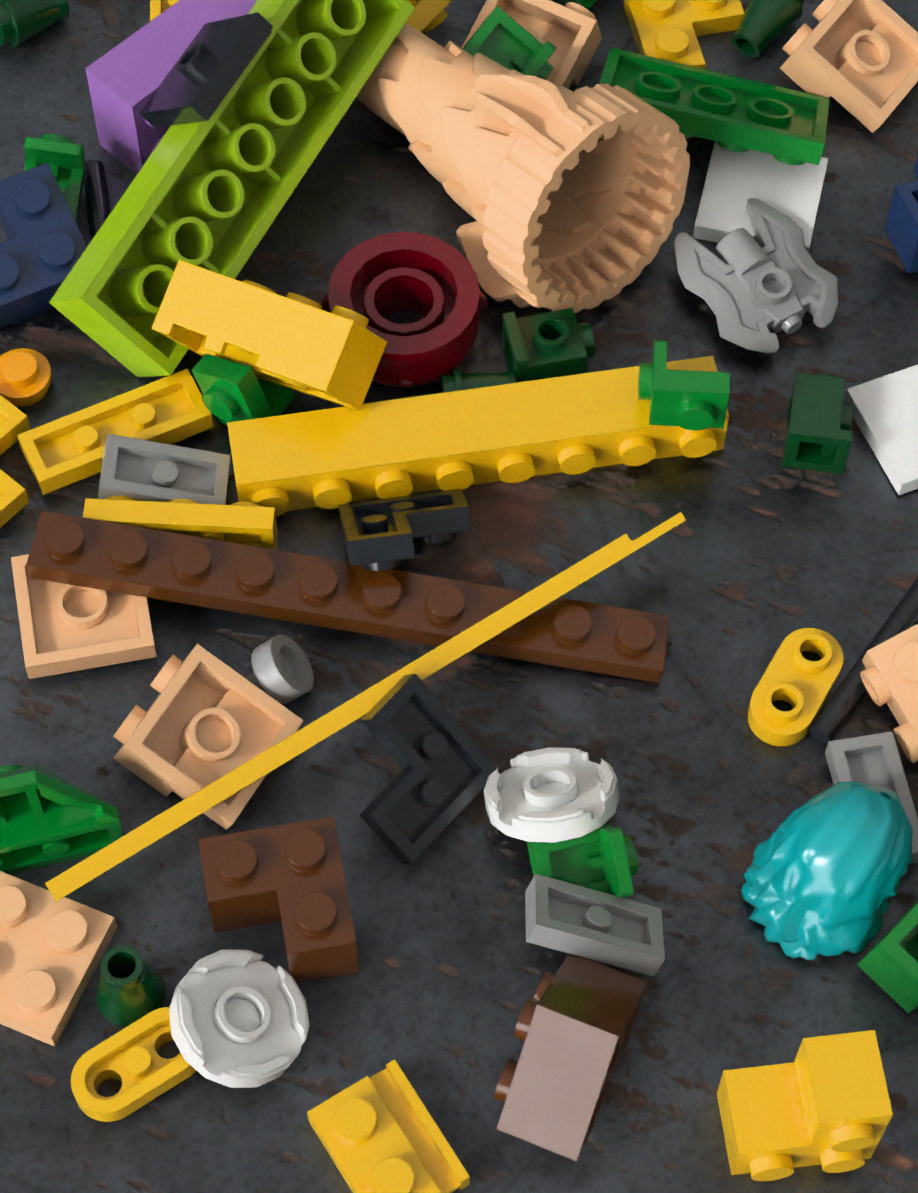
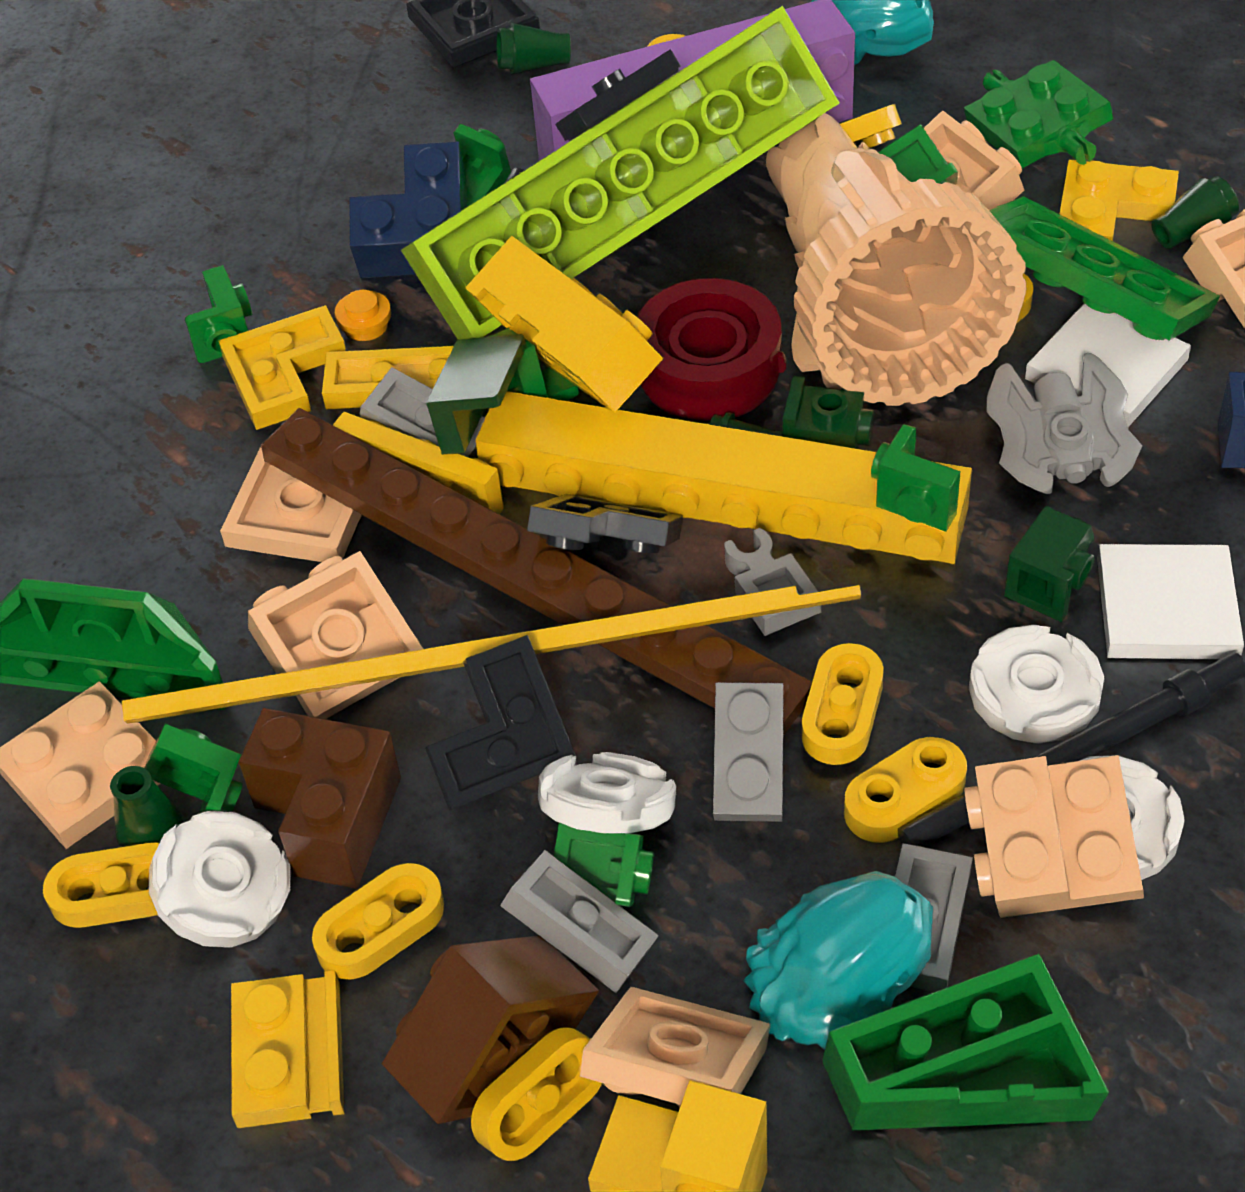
camera: 30 degrees right, 10 degrees down
(157, 919) = (195, 767): none -> green bracket
(218, 428) = (469, 383): none -> dark green panel
(281, 669) = (433, 606): light grey tile -> none
(406, 1000) = (375, 920): none -> yellow plate
(574, 529) = (761, 573): none -> light grey plate
(641, 1096) = (533, 1096): none -> yellow plate
(651, 705) = (748, 752): none -> light grey plate
(707, 630) = (840, 708): none -> yellow plate
(742, 1008) = (662, 1042): none -> light nougat plate
(853, 544) = (1036, 684): none -> white tile

